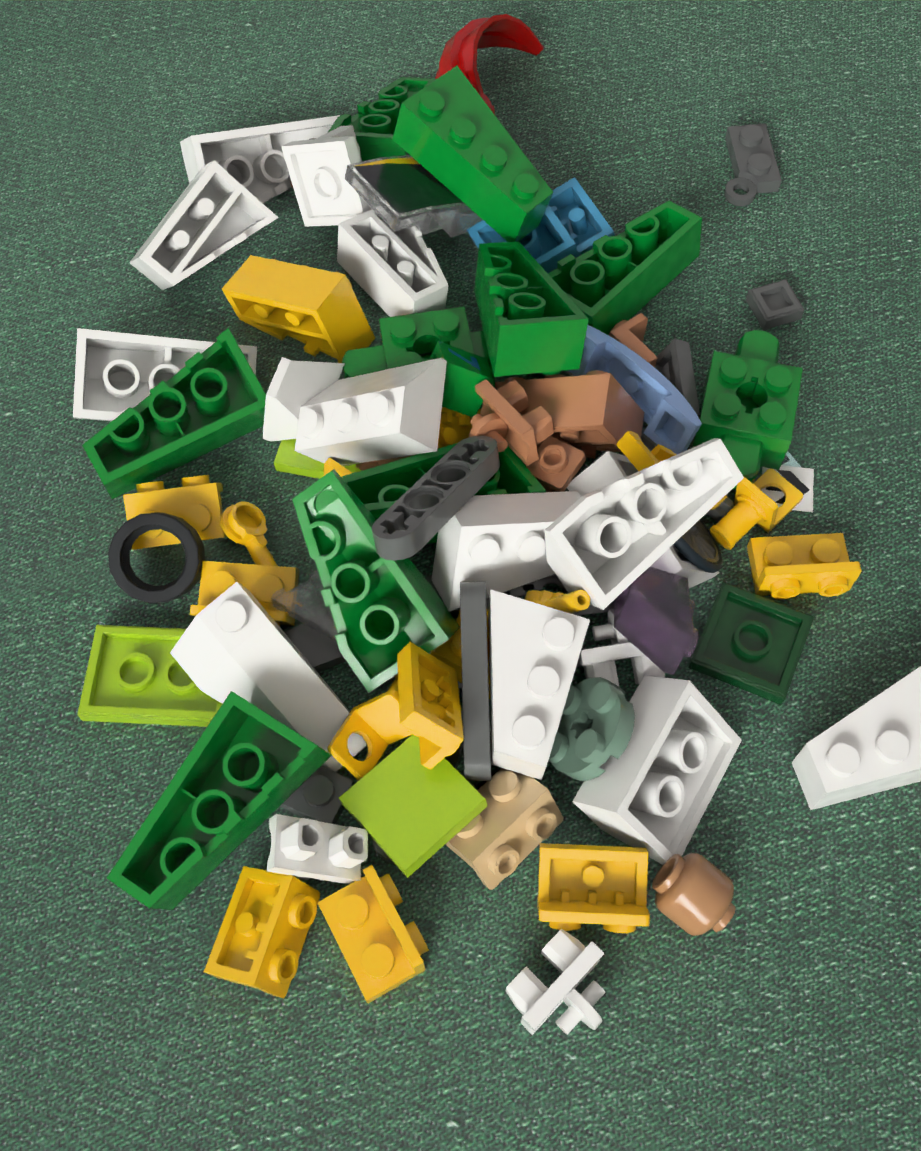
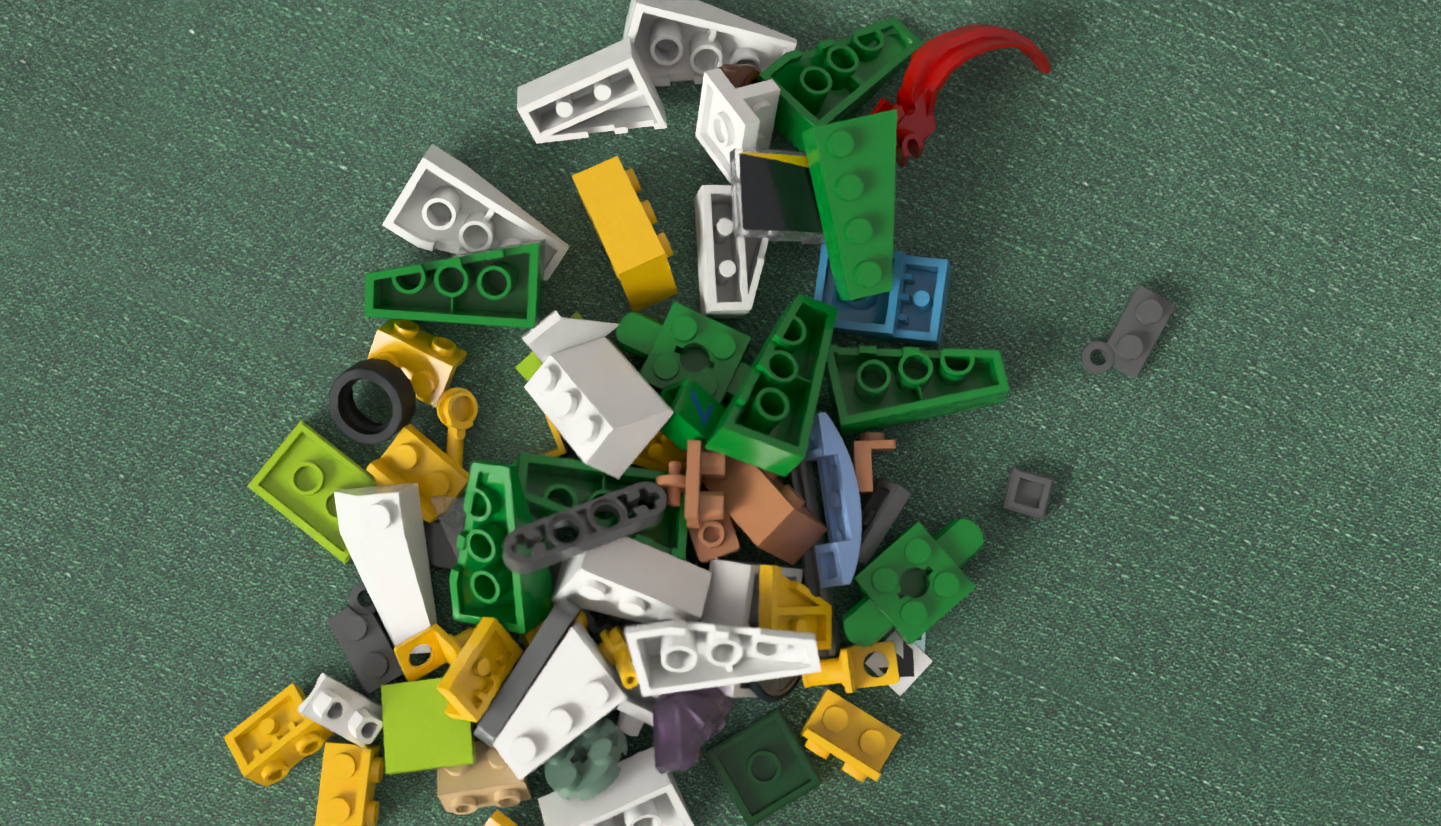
camera: 30 degrees right, 20 degrees up
(214, 802) = (309, 630): green wedge -> none

